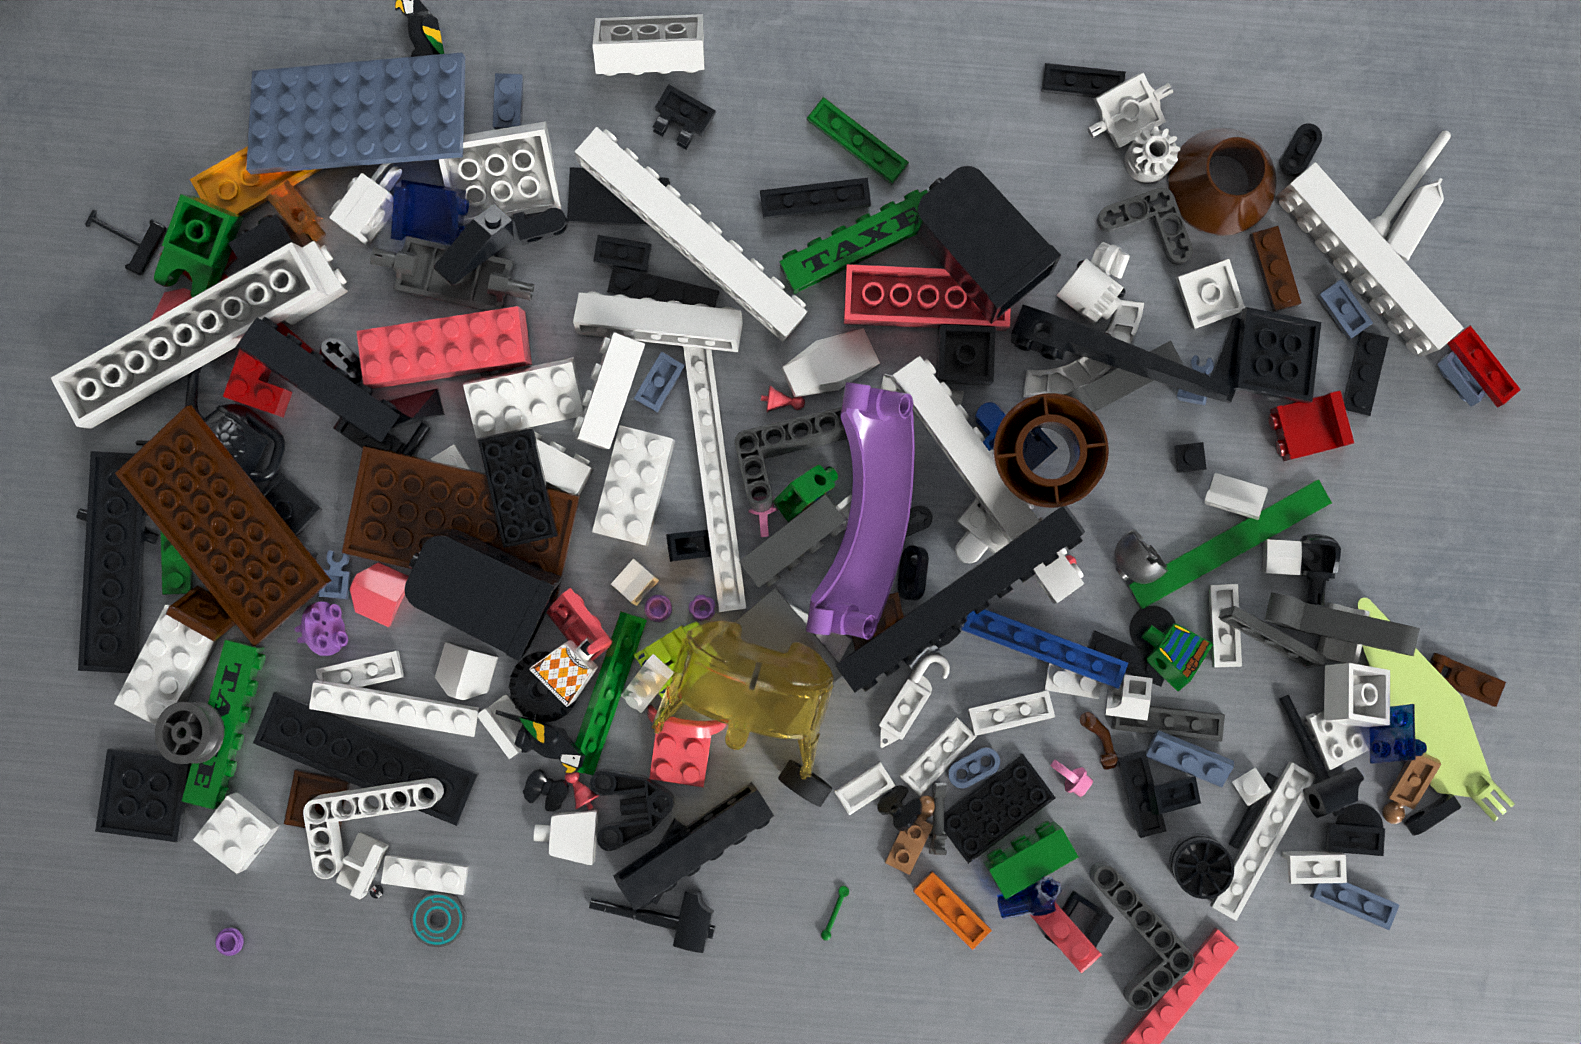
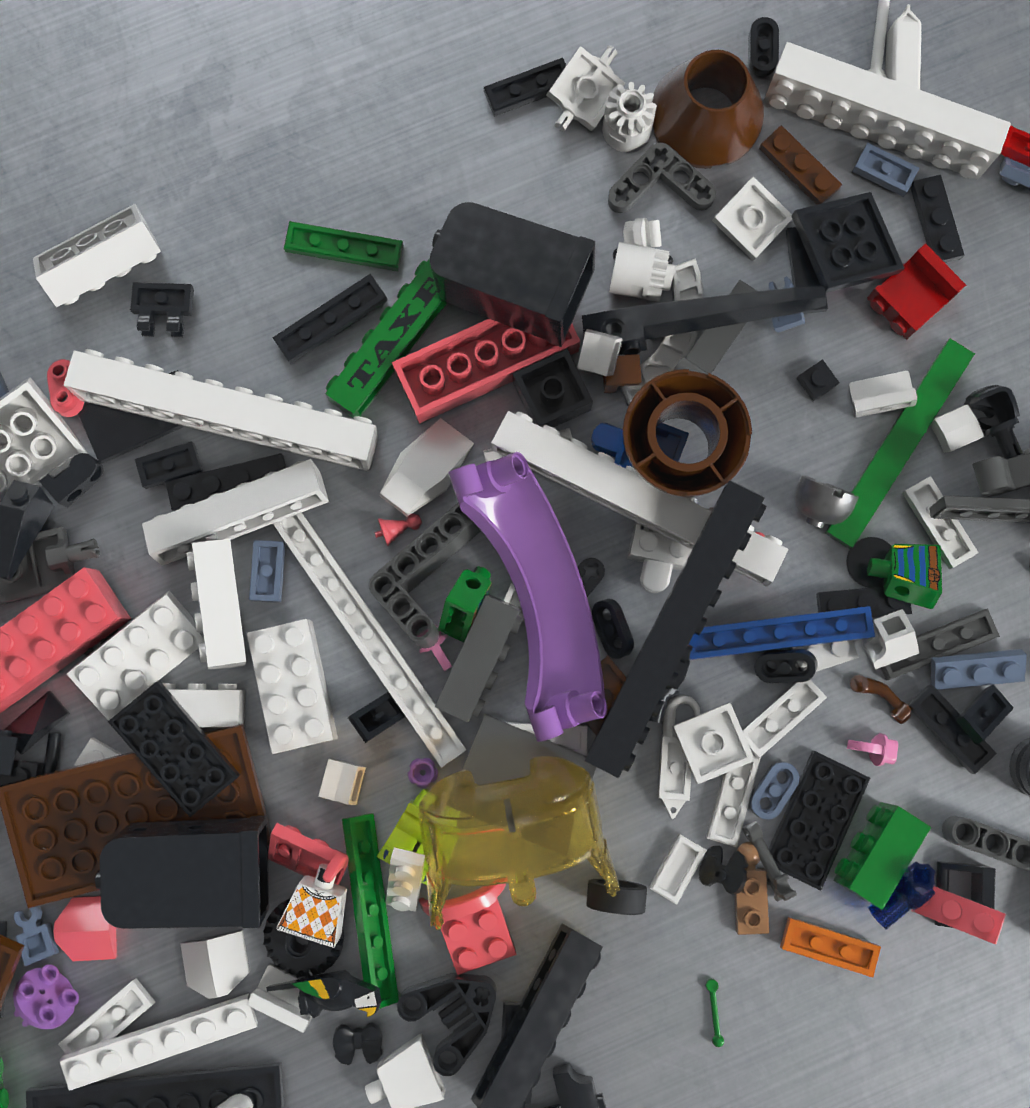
camera: 25 degrees left, 5 degrees down
(568, 143) = (57, 391): none -> coral plate
(582, 793) = (395, 1025): coral piece -> none
(658, 608) = (378, 795): medium lavender plate -> none
(944, 705) = (713, 743): none -> white plate
(1019, 344) = (599, 353): none -> white piece
(1030, 367) = (626, 373): none -> dark orange panel
(1037, 676) = (787, 666): none -> black plate

